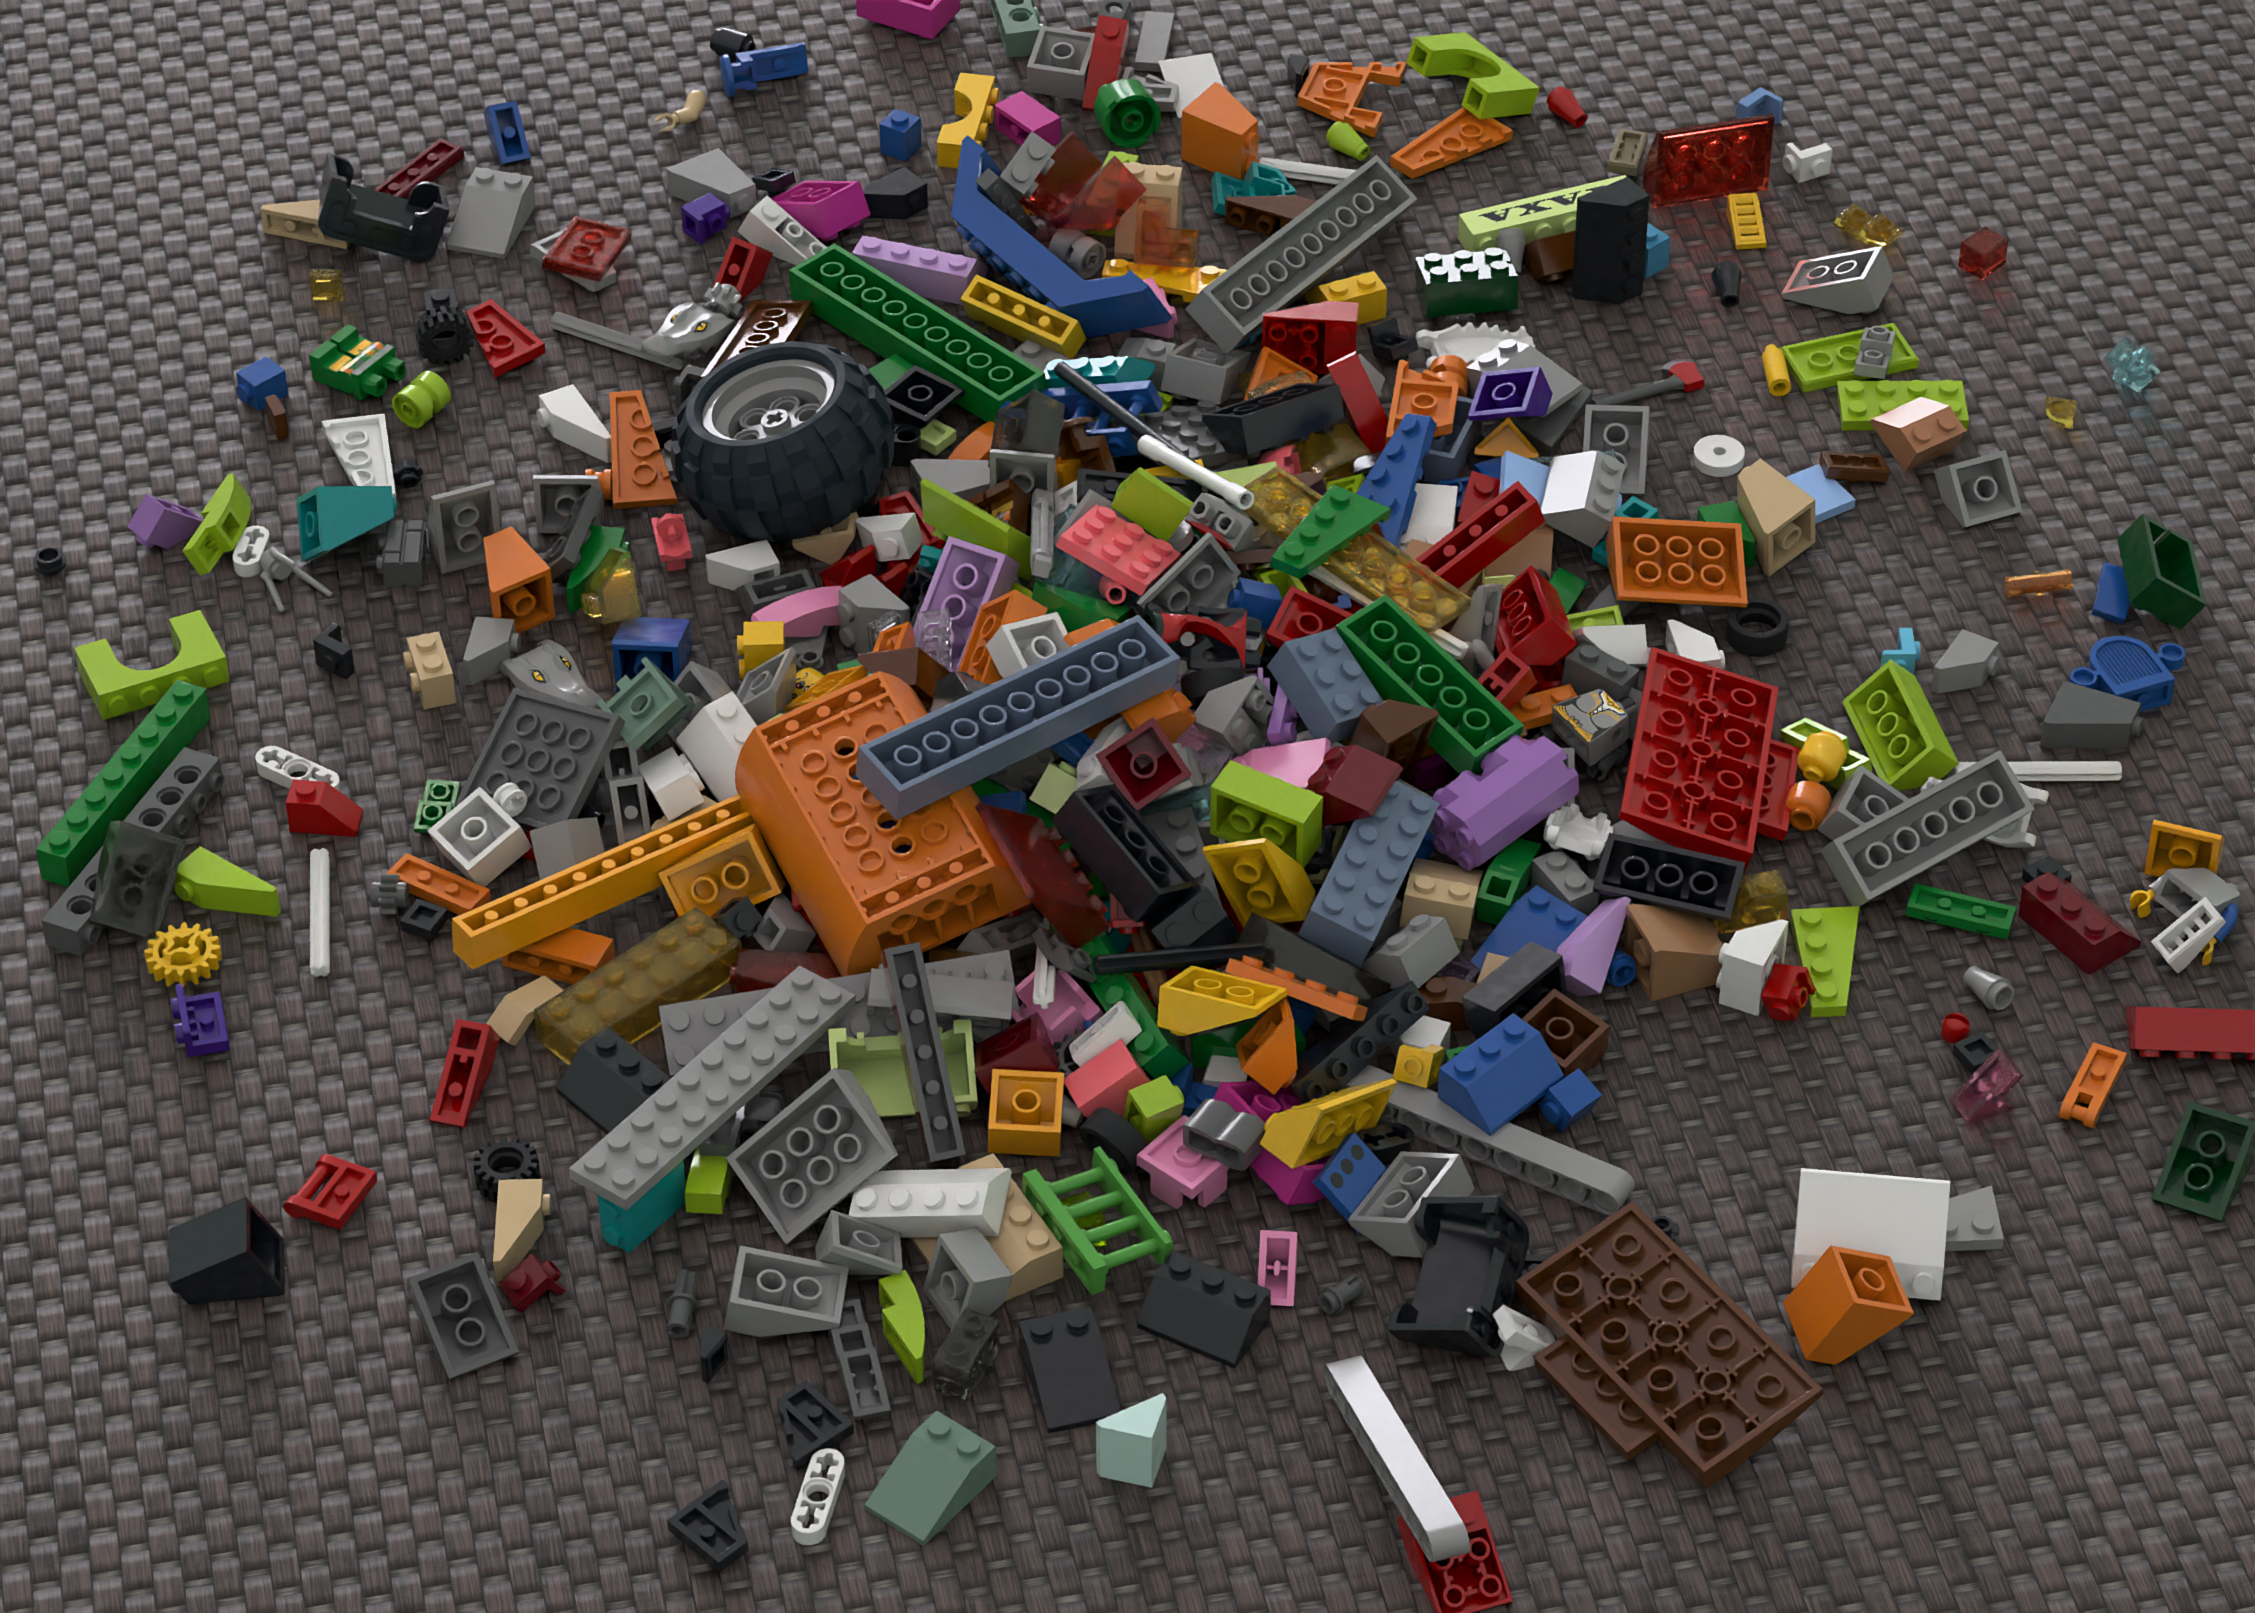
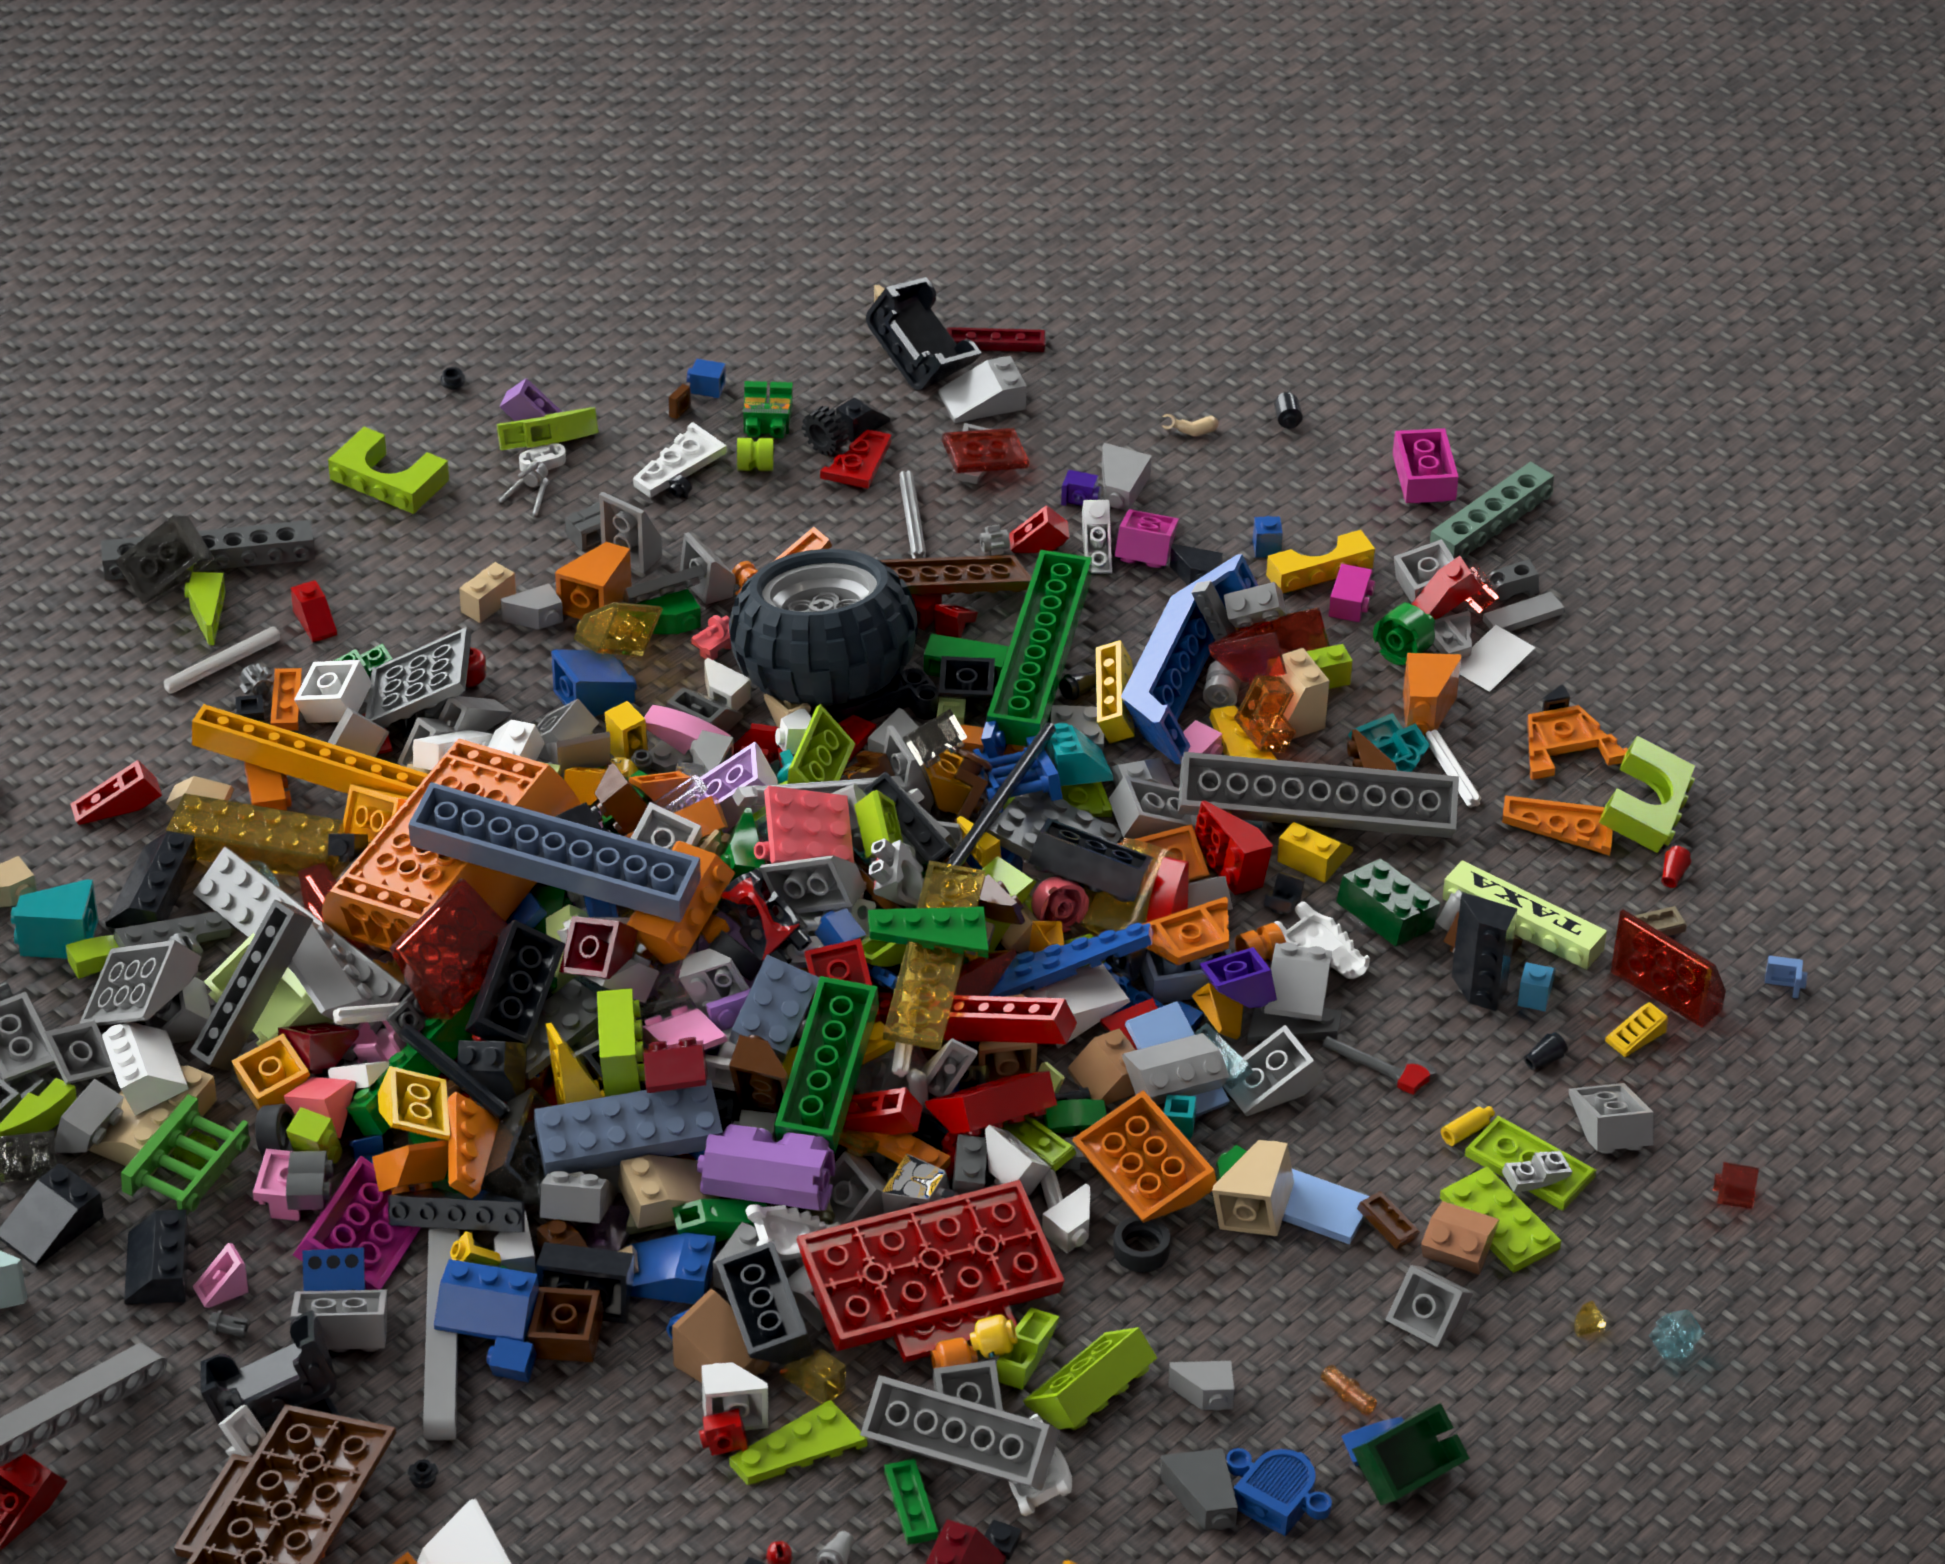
camera: 55 degrees right, 0 degrees up
(123, 782) = (323, 506): green brick -> none
(183, 954) = (129, 619): yellow gear -> none
(201, 1022) = (72, 655): dark purple bracket -> none
(278, 765) = (341, 578): white beam -> none
(326, 284) = (835, 355): clear yellow tile -> none
(332, 653) = (471, 536): black bracket -> none
(339, 514) = (587, 473): teal slope -> none
(504, 1155) = (47, 848): black tyre -> none
(506, 132) = (1077, 355): blue slope -> none
(510, 791) = (372, 683): white bush -> none
(551, 673) = (531, 653): light grey animal -> none
(574, 422) = (804, 519): white slope -> none
(647, 705) = (500, 691): sand green bracket -> none
(688, 331) = (940, 539): light grey animal -> none
(711, 1088) = (142, 902): light grey plate -> none
(762, 66) = (1272, 432): blue piece -> none
(774, 180) = (1156, 502): black plate -> none
(920, 269) = (1125, 609): lavender slope -> none
(1228, 490) = (921, 856): white piece -> none
(1322, 1124) = (356, 1226): yellow slope -> none
(1346, 140) = (1505, 765): lime cone -> none
(1387, 1140) = (394, 1278): black beam -> none
(1591, 947) = (666, 1296): lavender slope -> none
(1718, 455) = (1329, 1147): white piece -> none
(1807, 163) = (1748, 1033): white bracket -> none
(1865, 228) = (1707, 1104): clear yellow slope -> none
(1906, 653) = (1182, 1344): medium azure bracket -> none
(2060, 770) = (1120, 1484): white axle -> none

